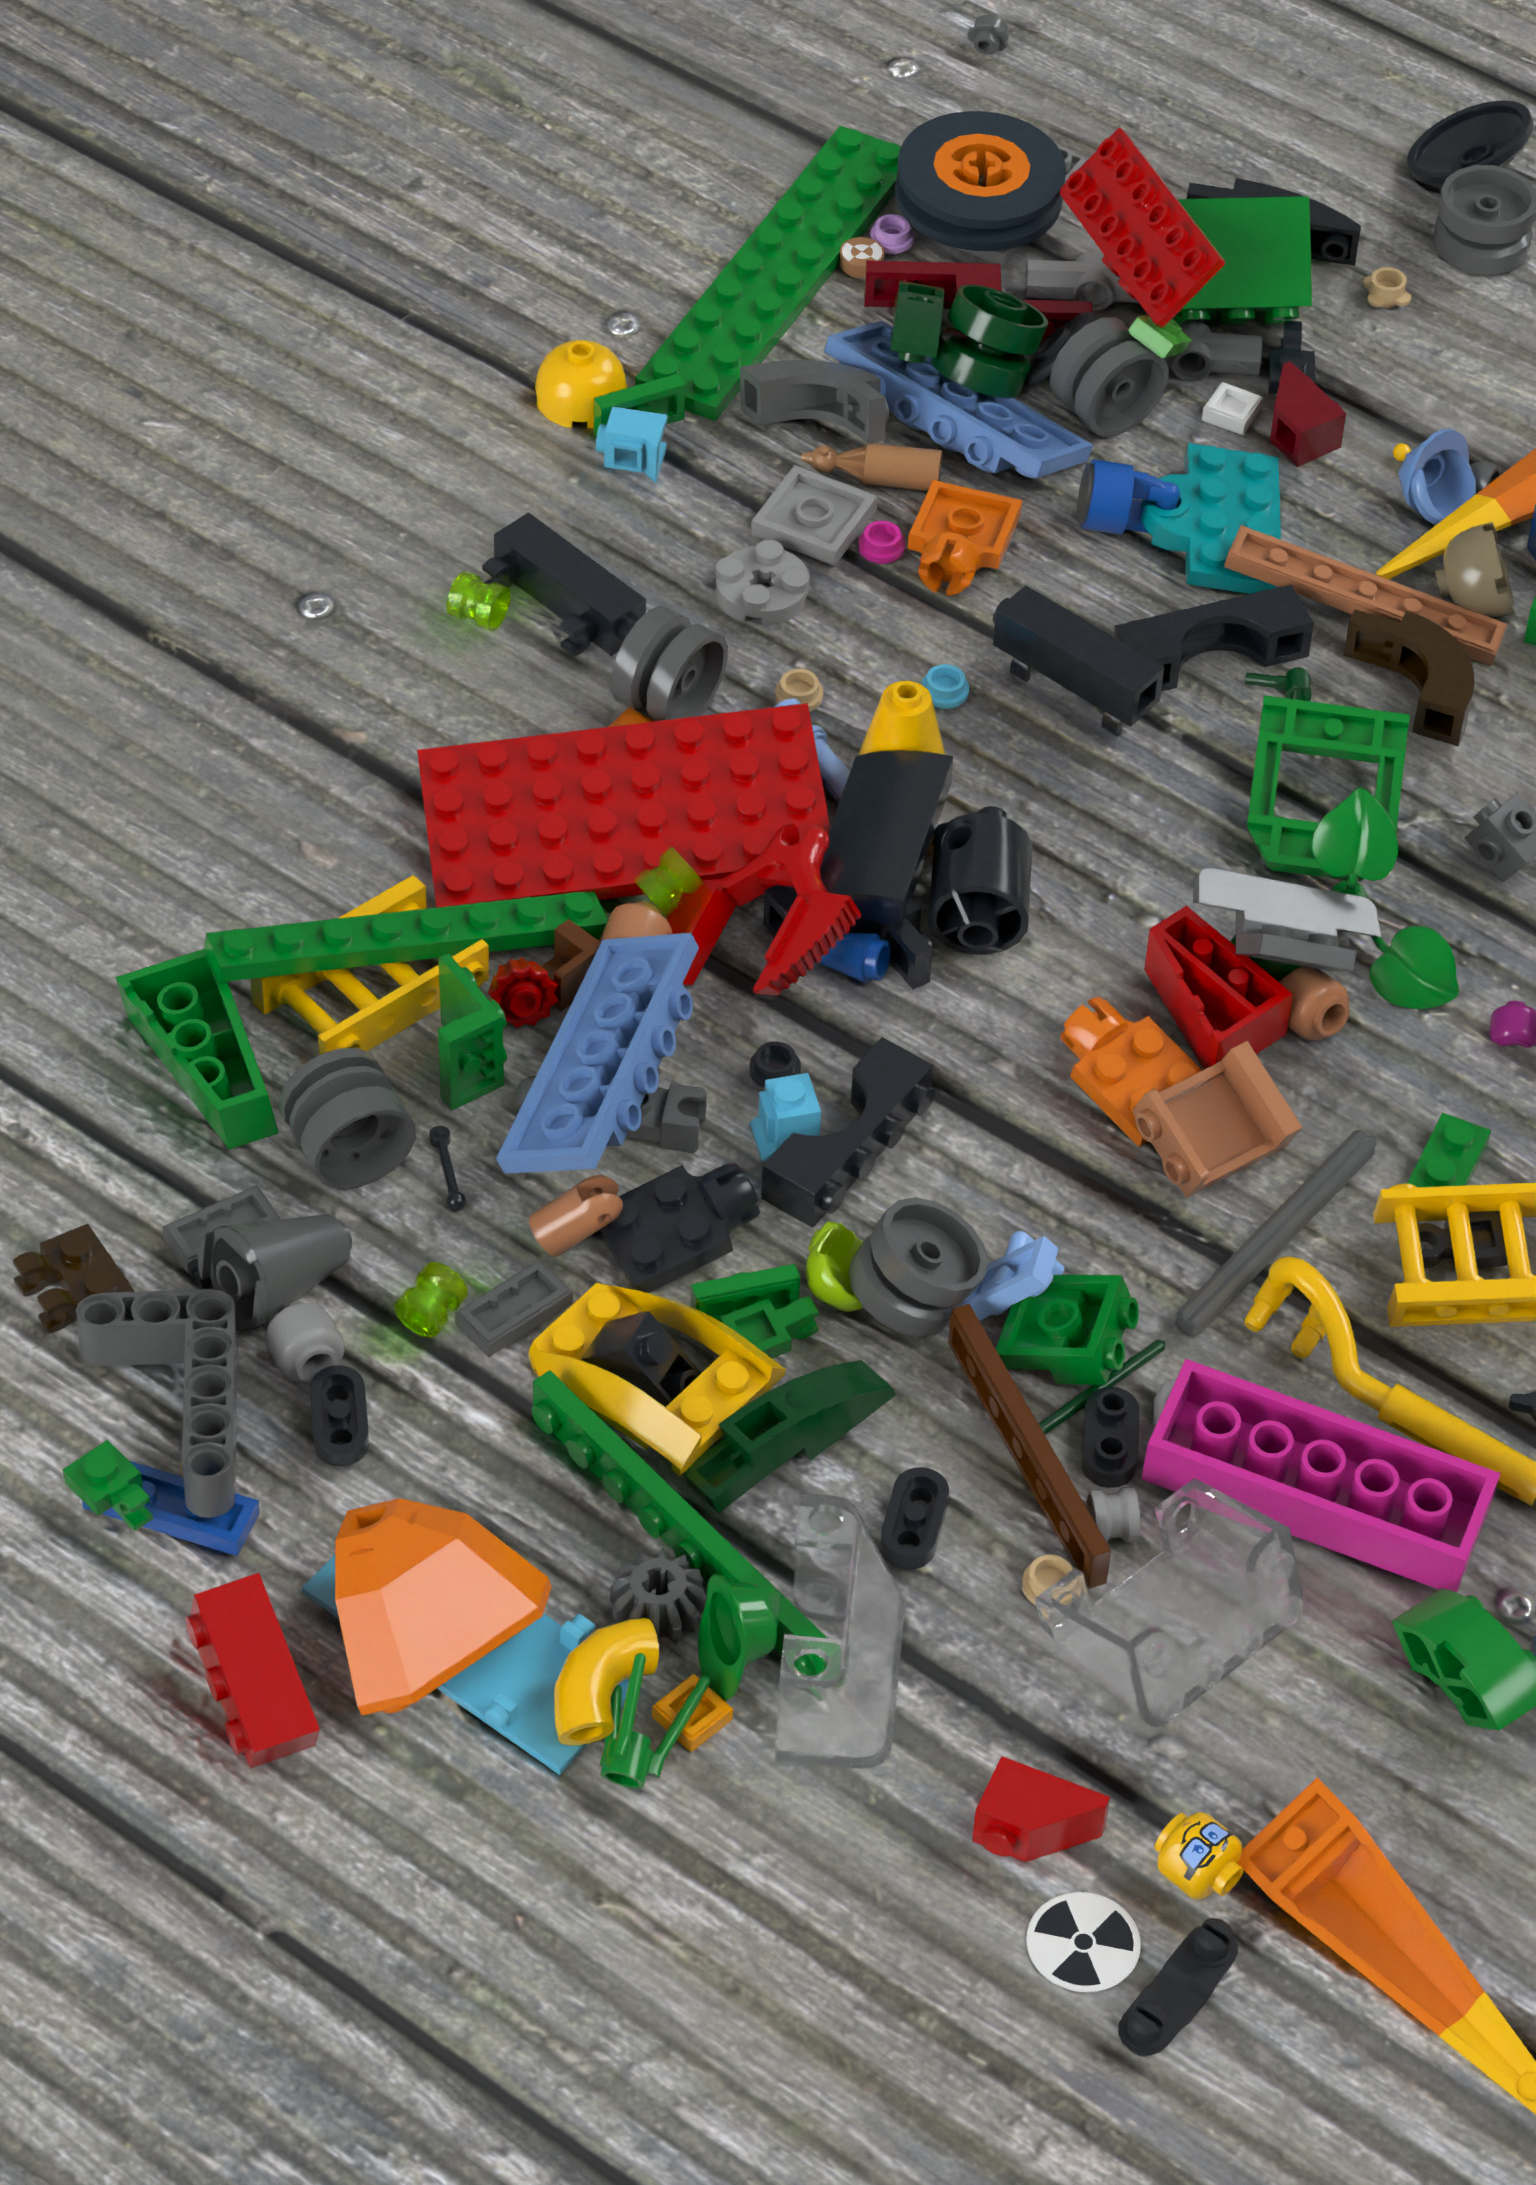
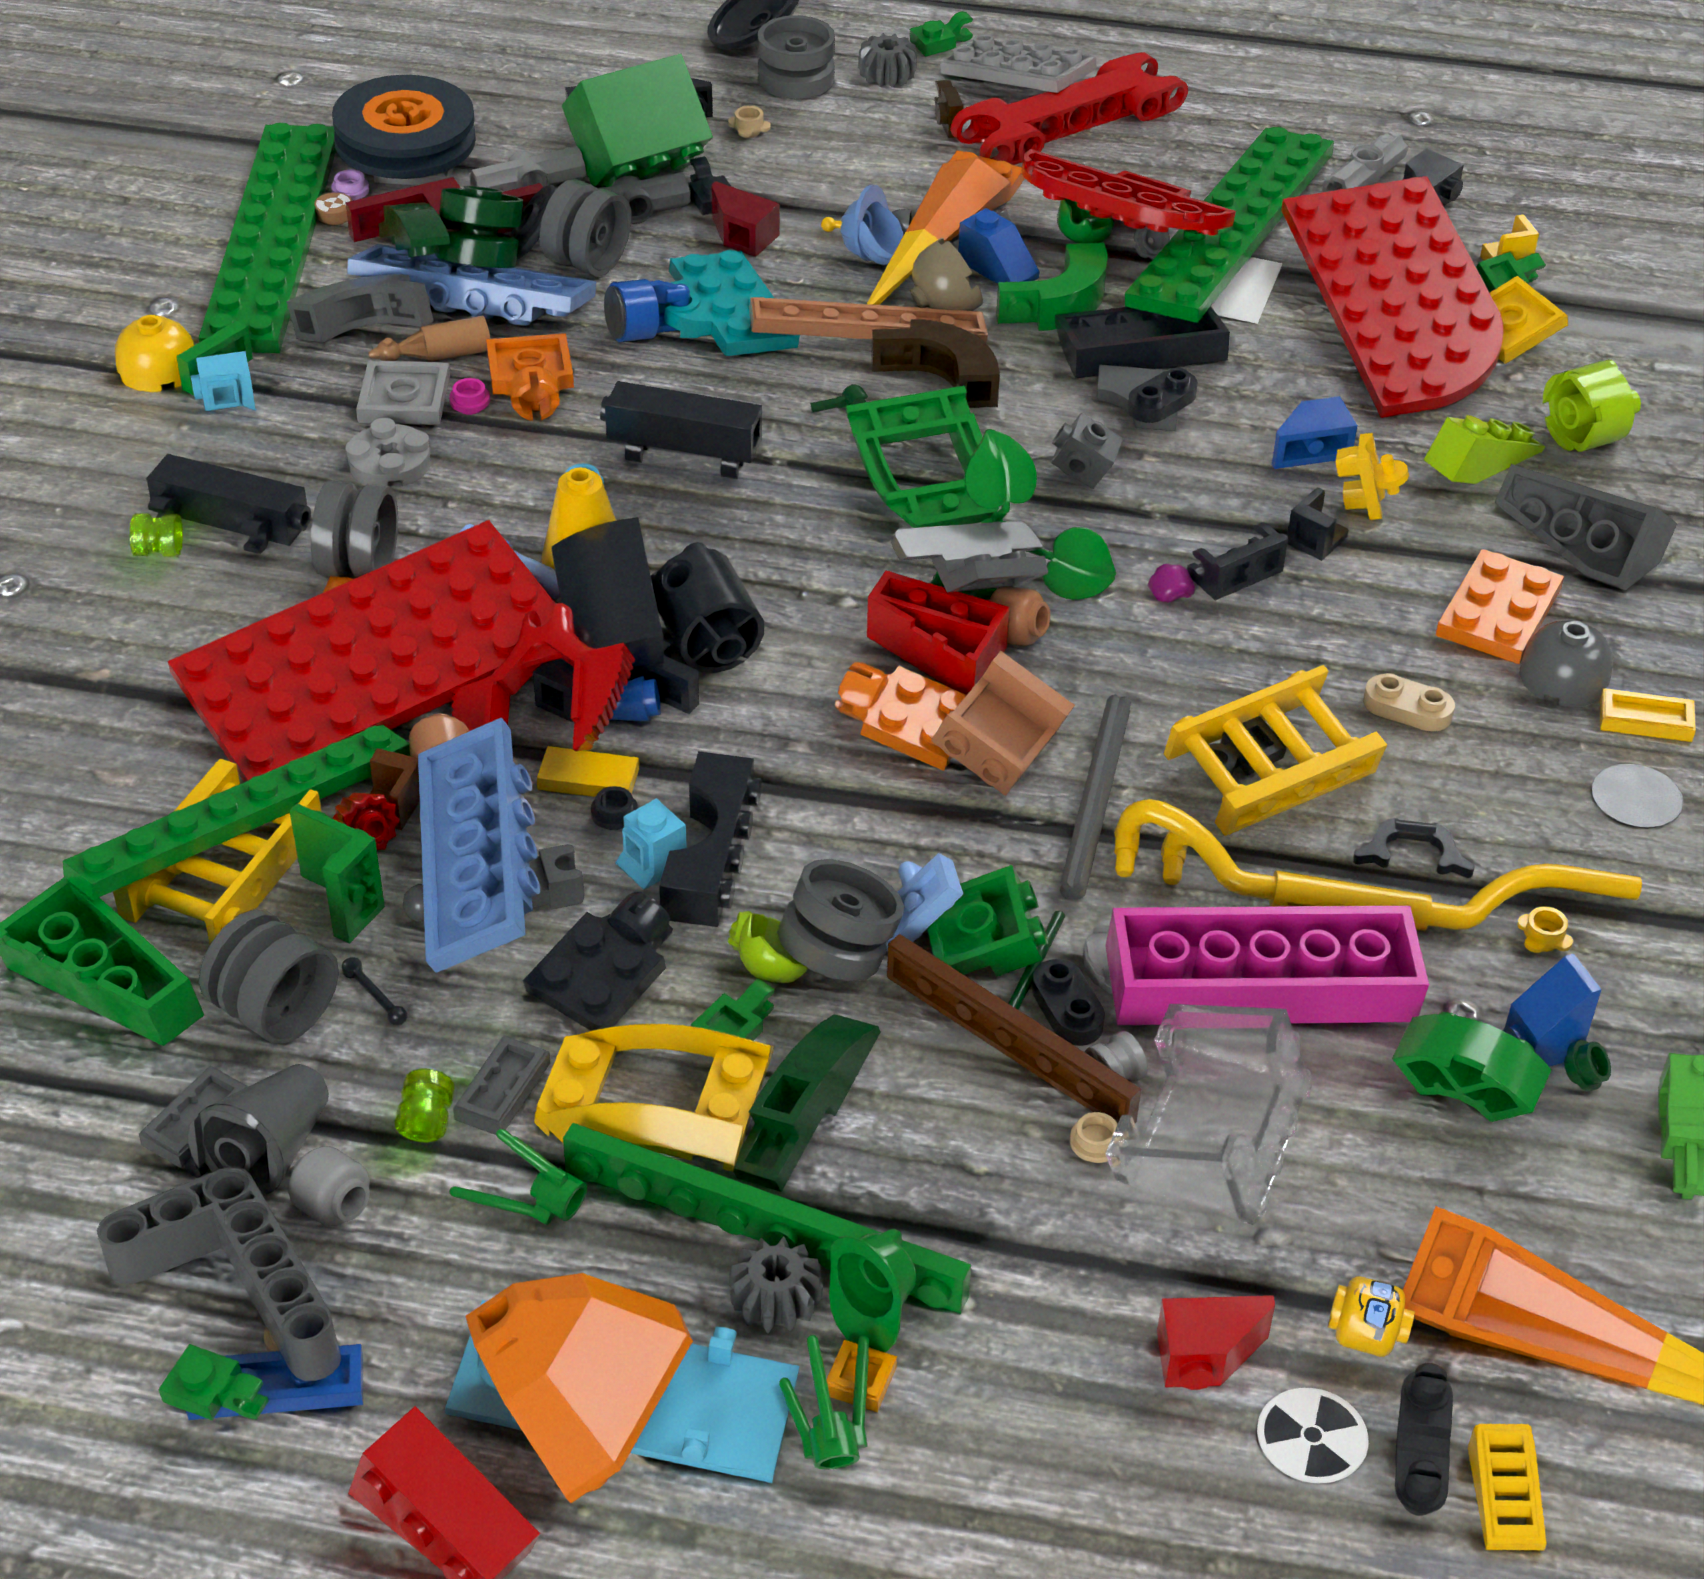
camera: 25 degrees left, 5 degrees down
(78, 1265) = (72, 1200): dark brown plate -> none
(339, 1419) = (397, 1242): black plate -> none
(506, 1425) = (554, 1189): none -> green plant
(576, 1214) = (518, 984): nougat piece -> none
(592, 1674) = (763, 1373): yellow cylinder -> none
(643, 1355) = (645, 1076): black slope -> none
(668, 881) = (448, 690): clear neon green wheel -> none
(744, 1288) = (700, 993): green plate -> none
(771, 1017) = (585, 771): none -> yellow tile
(800, 685) = (461, 515): tan plate -> none
(850, 1707) = (935, 1202): clear windscreen -> none
(914, 1522) = (955, 1133): black plate -> none
(989, 34) = (346, 37): dark grey plate -> none
(1141, 228) = (562, 113): red bracket -> none
(1162, 341) = (614, 181): bright green plate -> none
(1232, 408) = (683, 230): white tile -> none
(1244, 2028) = (1507, 1450): none -> yellow slope
(1261, 625) = (803, 365): black arch -> none
(1450, 1153) = (1187, 689): green plate -> none

